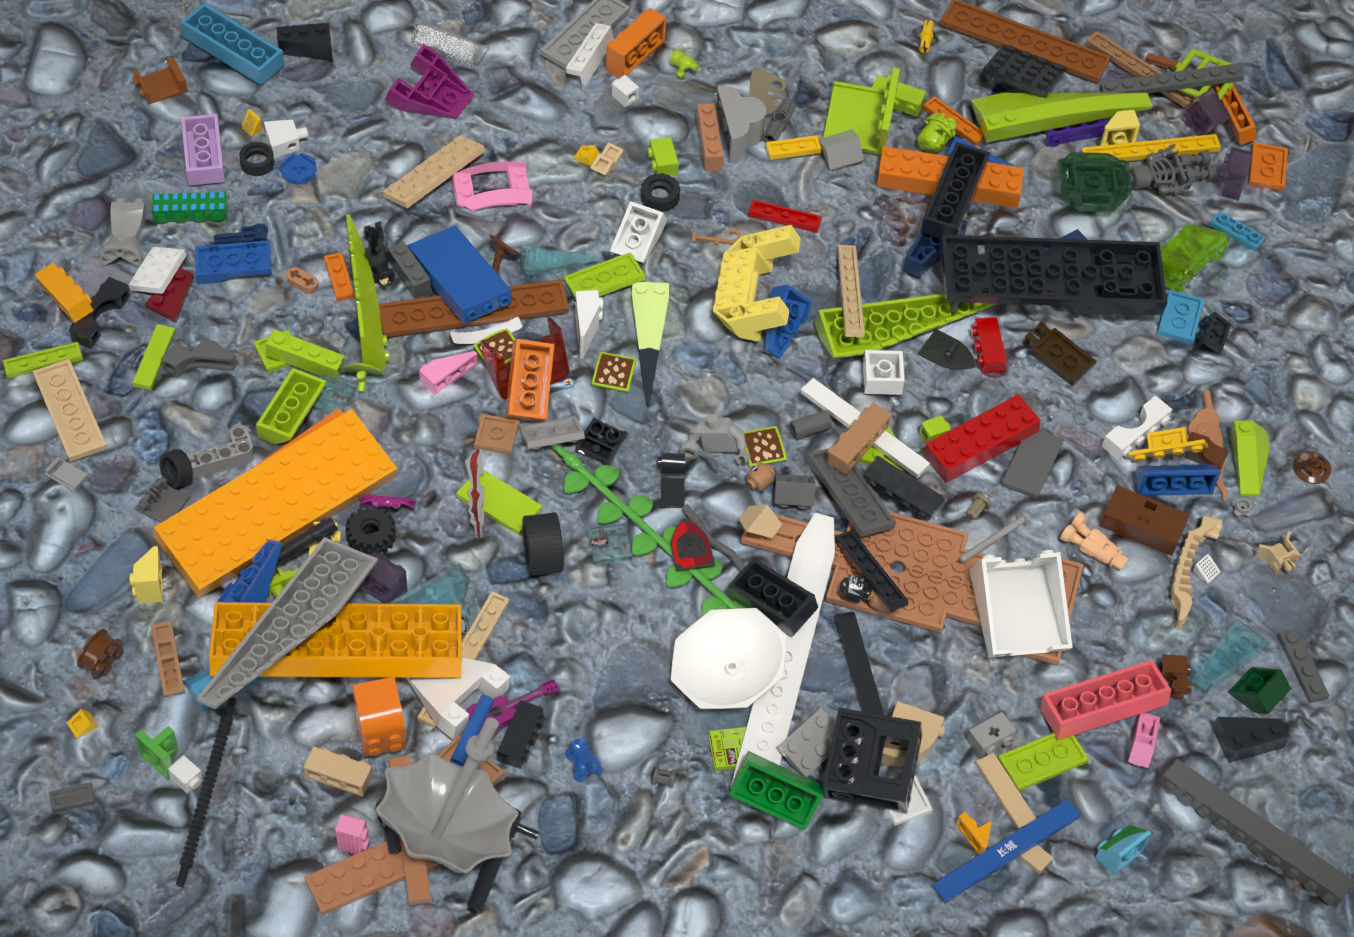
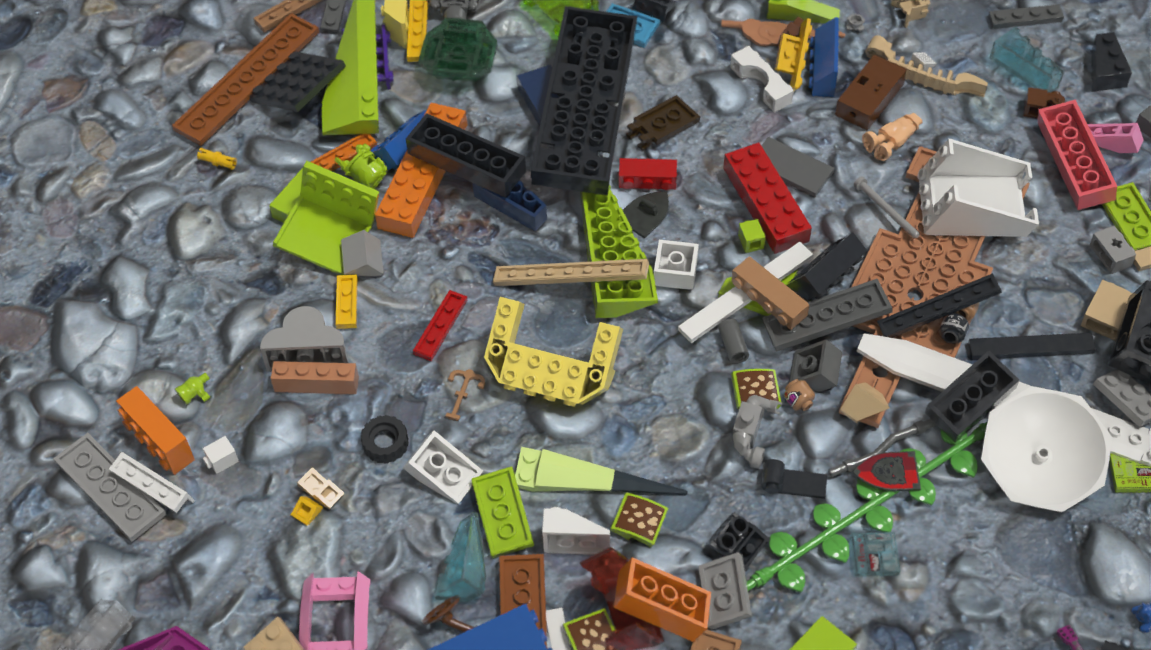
camera: 75 degrees left, 0 degrees up
(543, 543) = (894, 611): black tyre -> none
(663, 156) = (333, 428): lime brick -> none
(759, 86) = (243, 322): dark tan piece -> none
(779, 120) = (292, 300): dark grey piece -> none
(799, 307) = (576, 341): blue wedge -> none
(980, 503) = (844, 216): dark tan piece -> none
(1261, 689) = (1058, 45): dark green slope -> none

